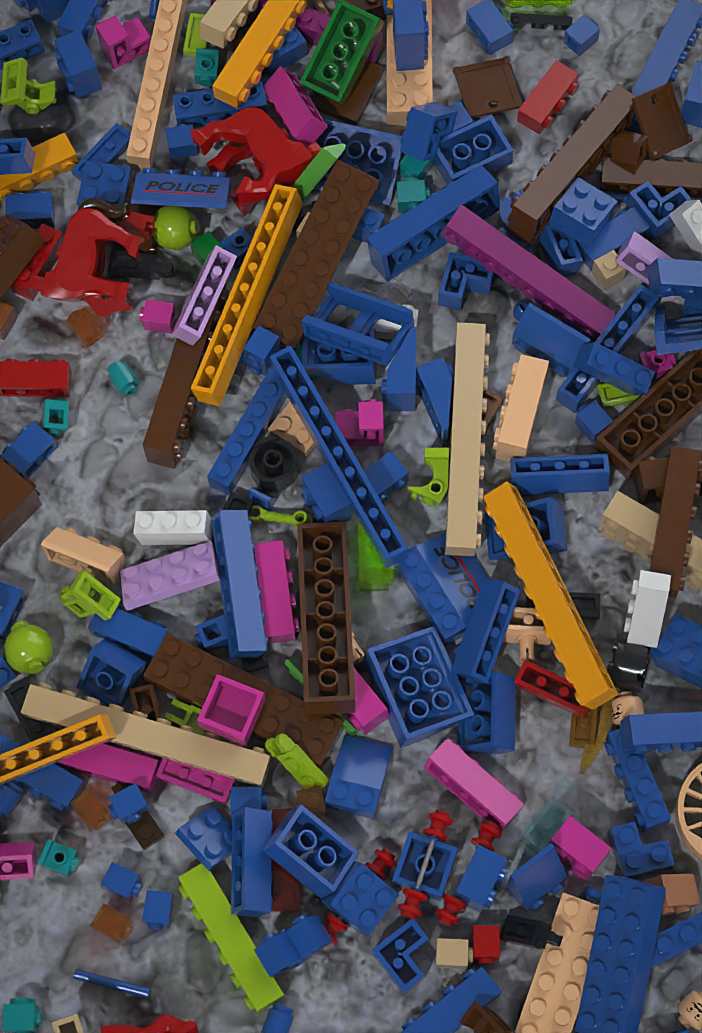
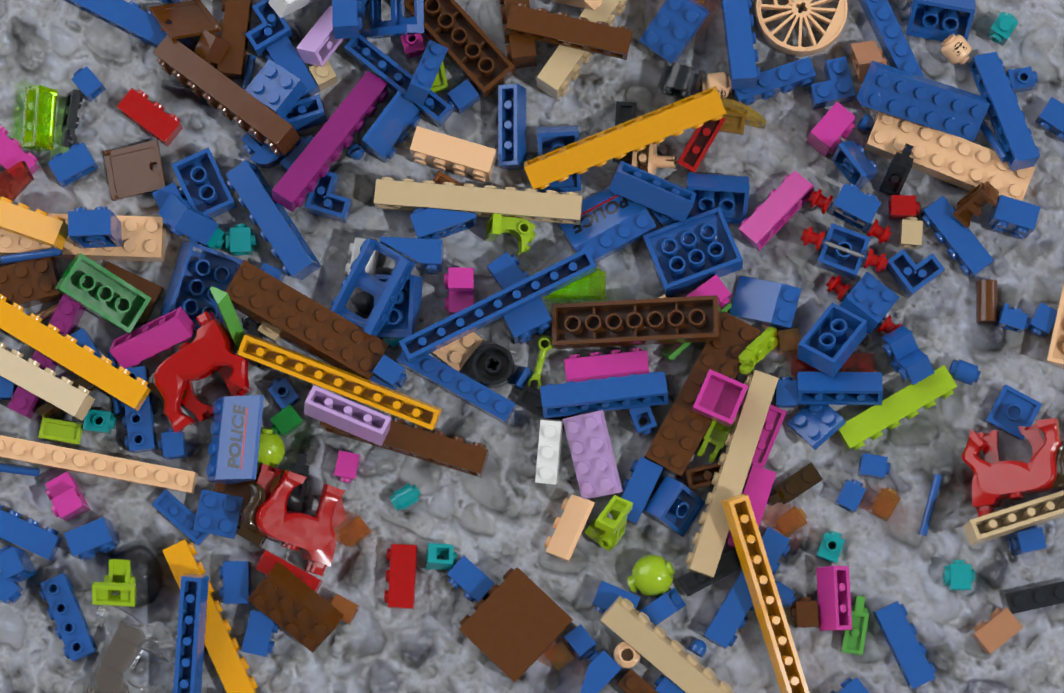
camera: 90 degrees left, 10 degrees up
(128, 805) = (790, 488): blue brick -> none
(545, 825) = (811, 154): clear light blue brick -> none
(647, 608) = (644, 57): white brick -> none

